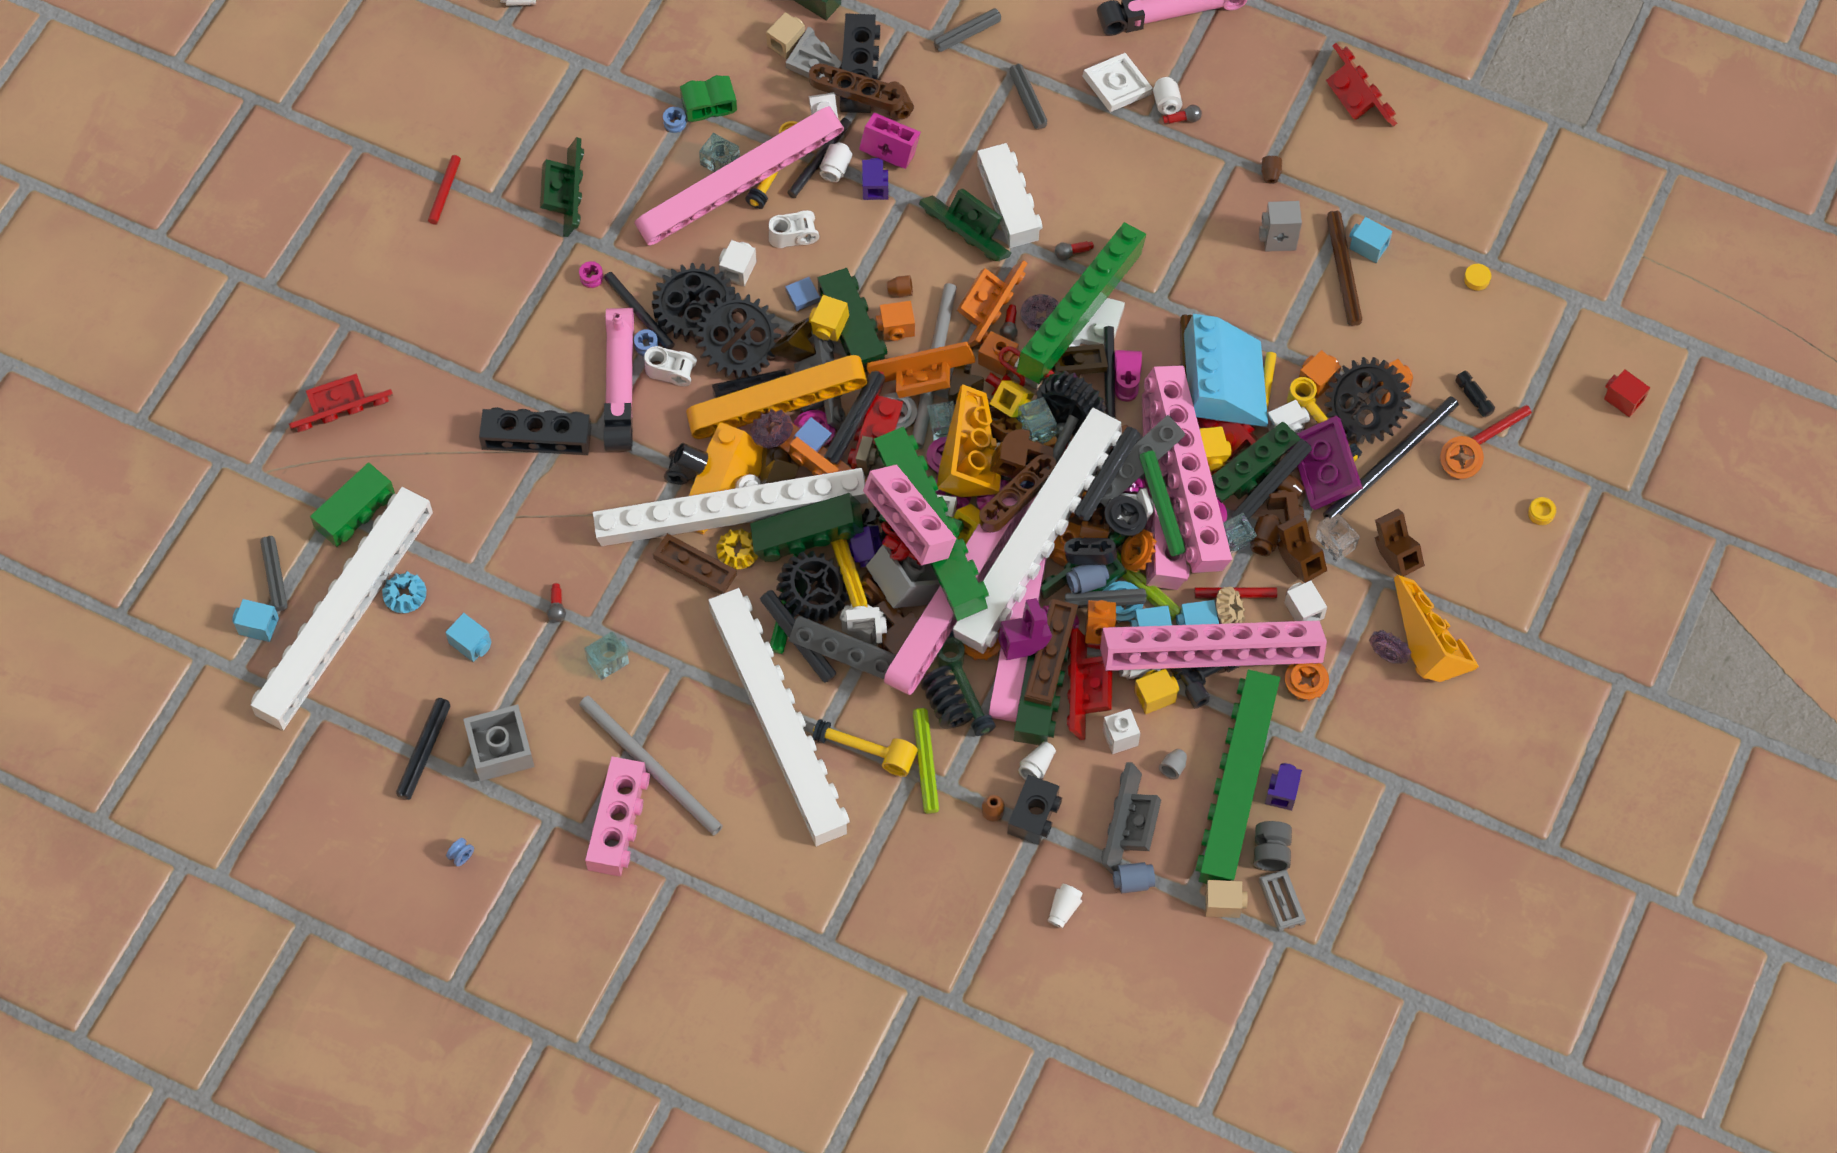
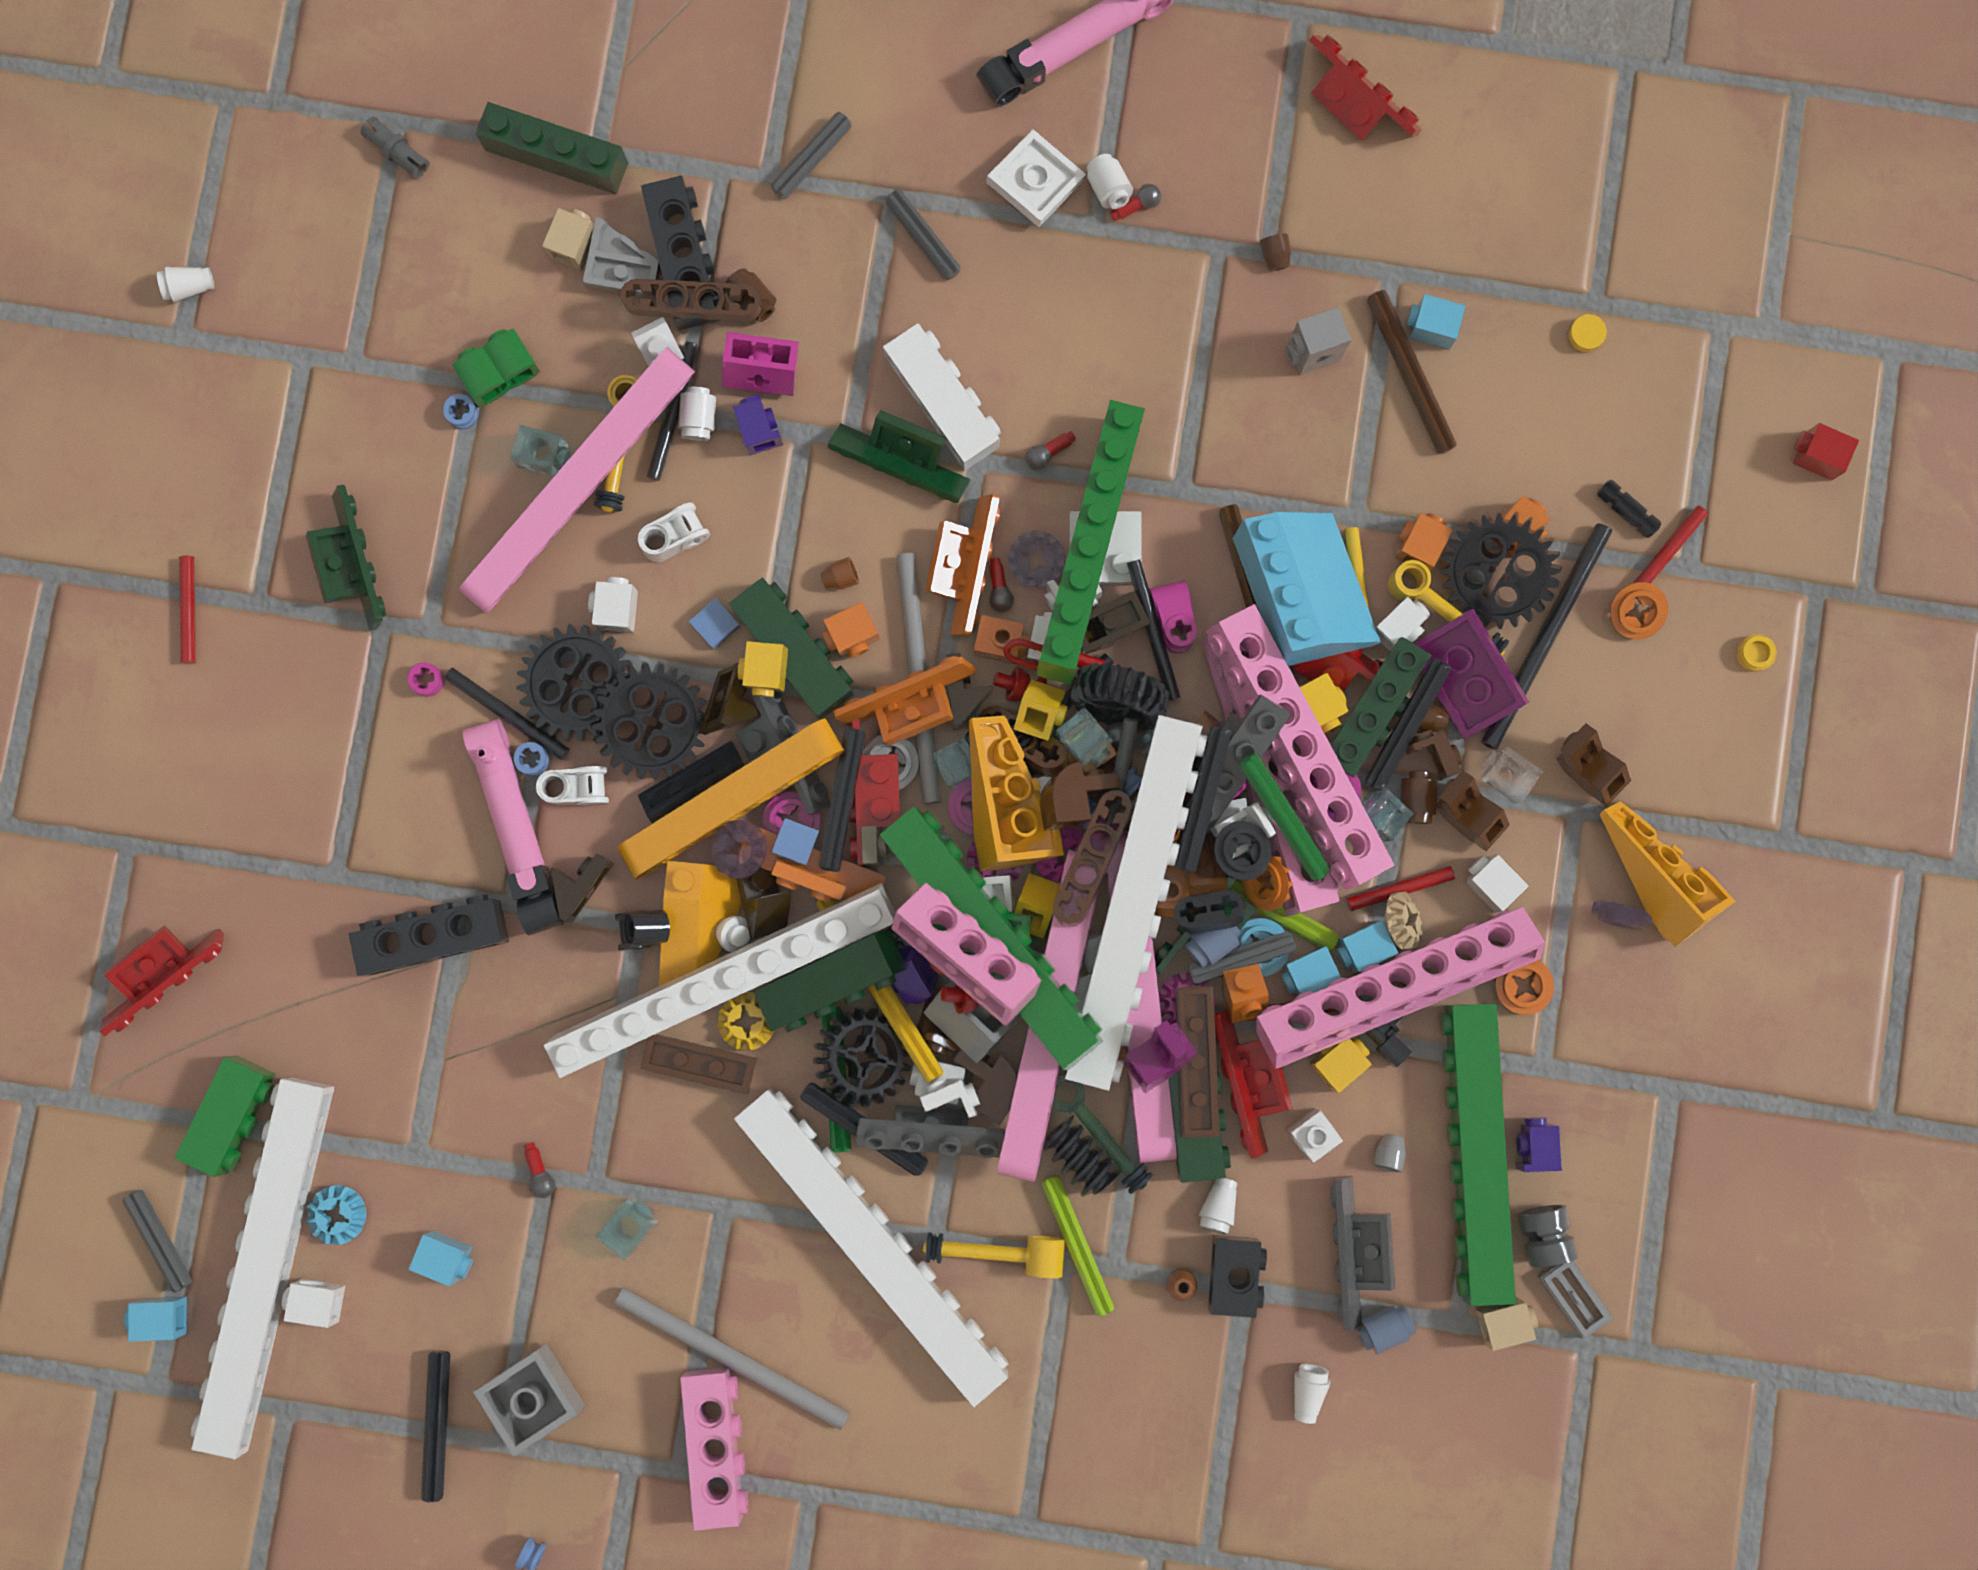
camera: 15 degrees left, 20 degrees up
(368, 640) = (313, 1302): none -> white brick
(649, 432) = (573, 894): none -> dark brown slope

